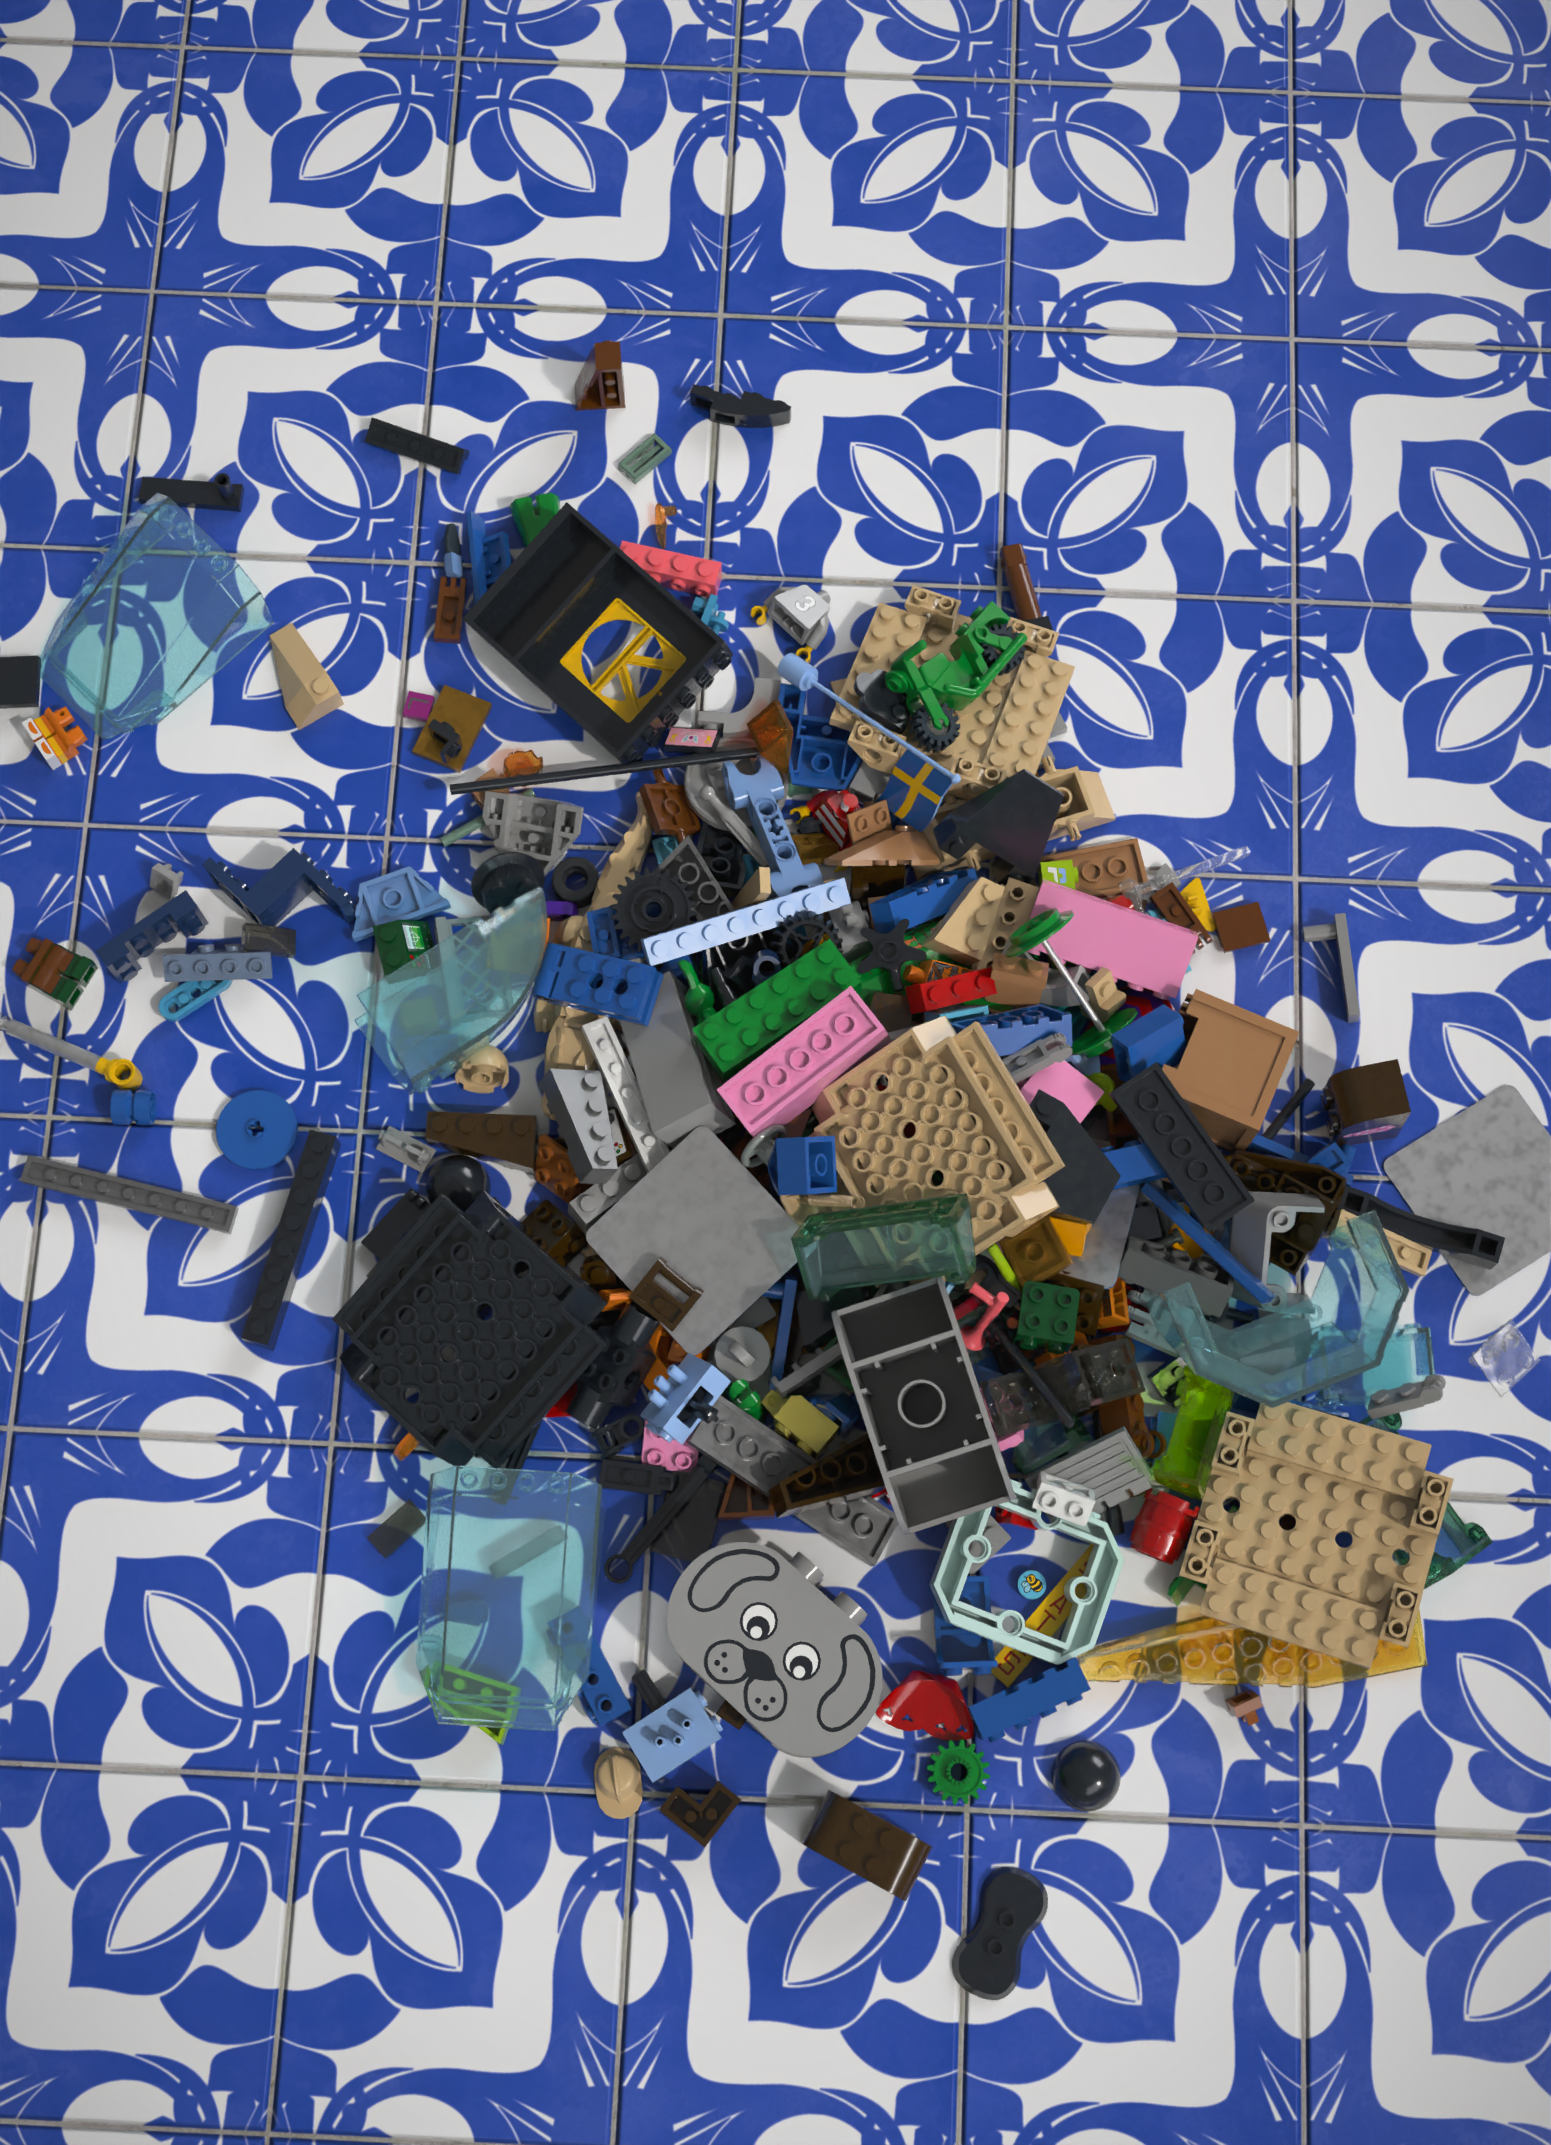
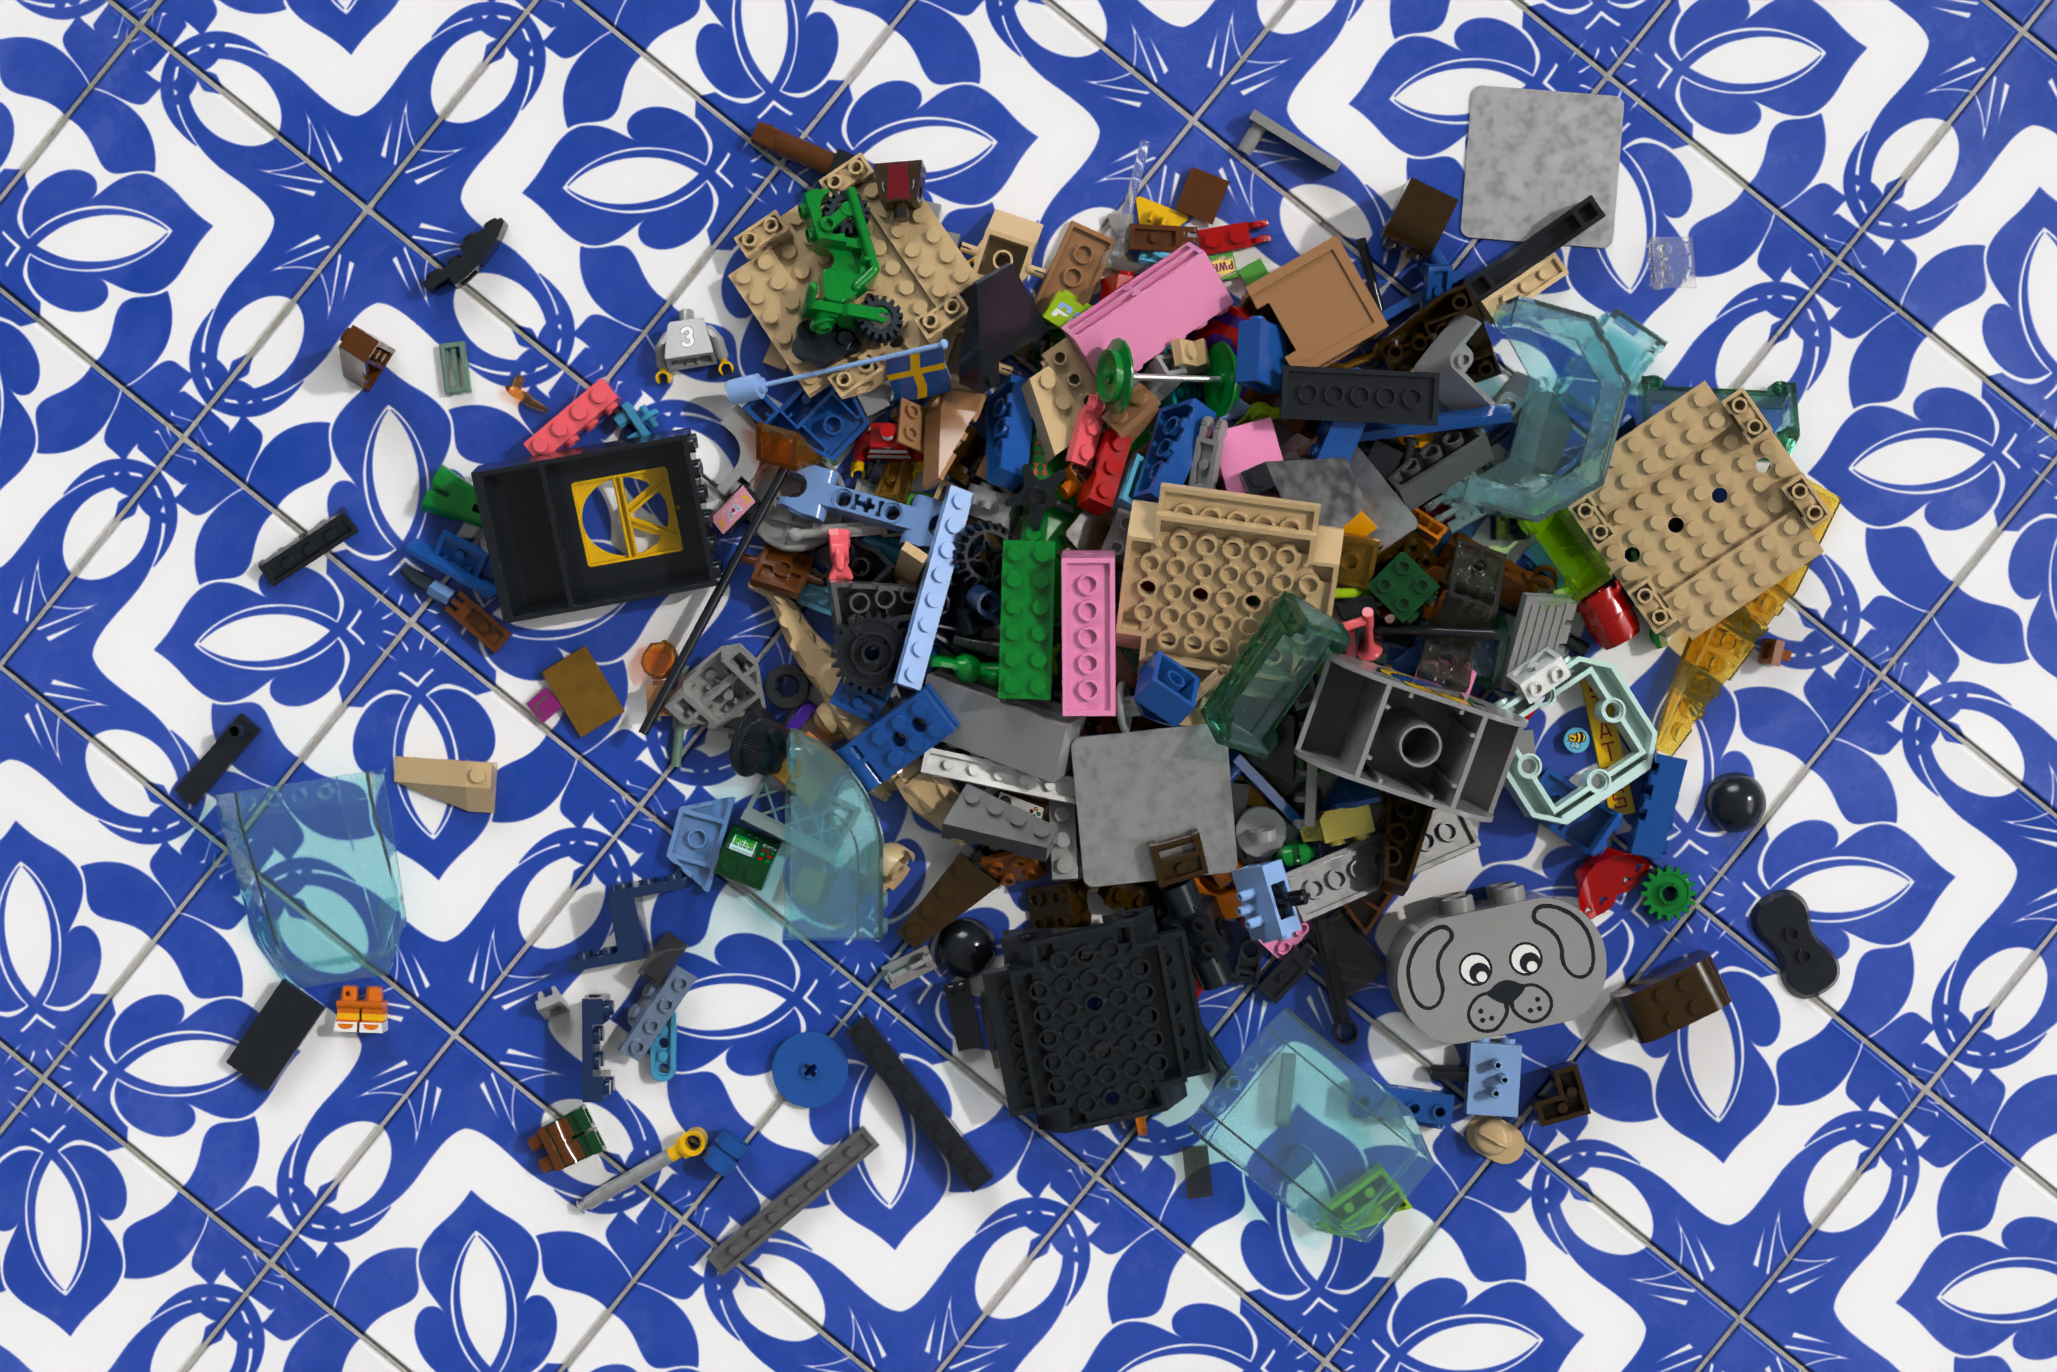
camera: 50 degrees left, 15 degrees up
(446, 735) = (588, 702): black bracket -> none
(616, 1298) = (1147, 894): orange slope -> none
(719, 837) = (839, 554): none -> coral animal
(971, 953) = (1086, 432): none -> coral hinge
(1057, 676) = (900, 186): none -> torso
(1194, 981) = (1225, 266): none -> tile
(1226, 976) = (1231, 237): none -> red hinge
(1406, 1397) = (1654, 367): light grey hinge -> none

